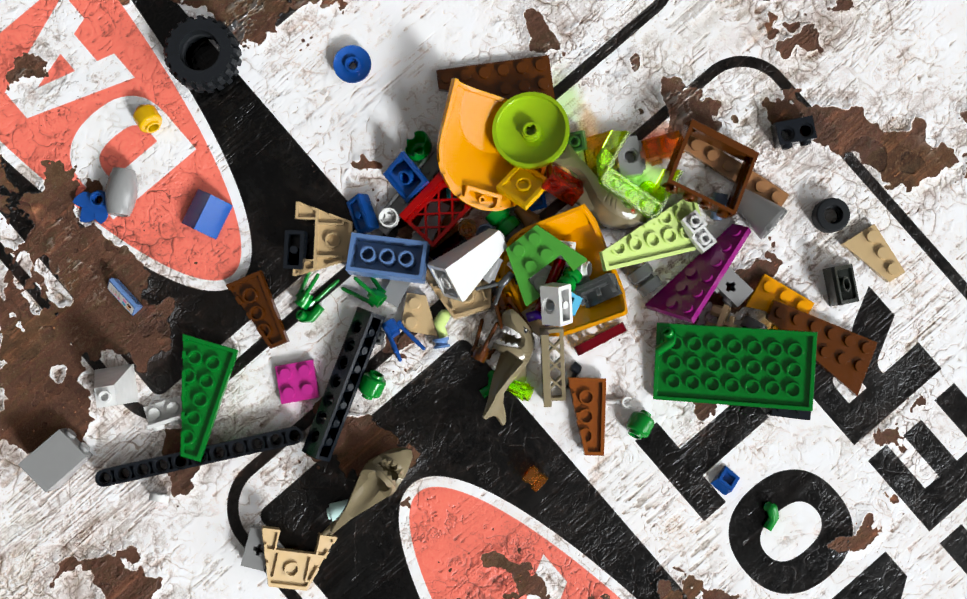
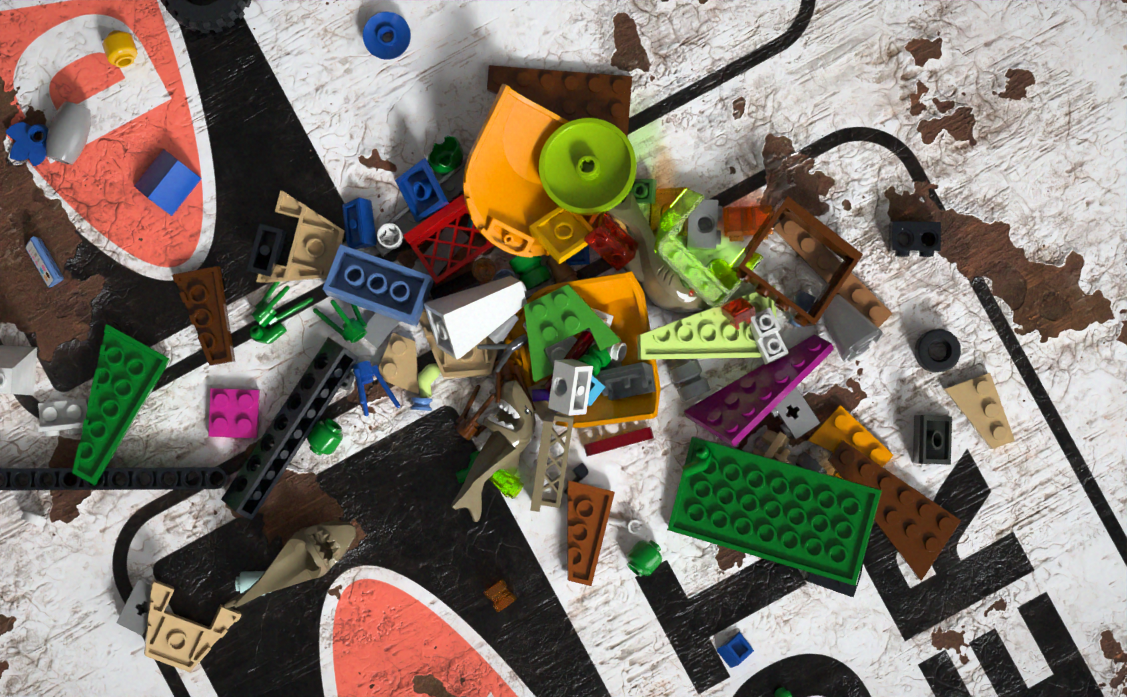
camera: 15 degrees right, 0 degrees up
(672, 218) = (738, 311): none -> clear red tile

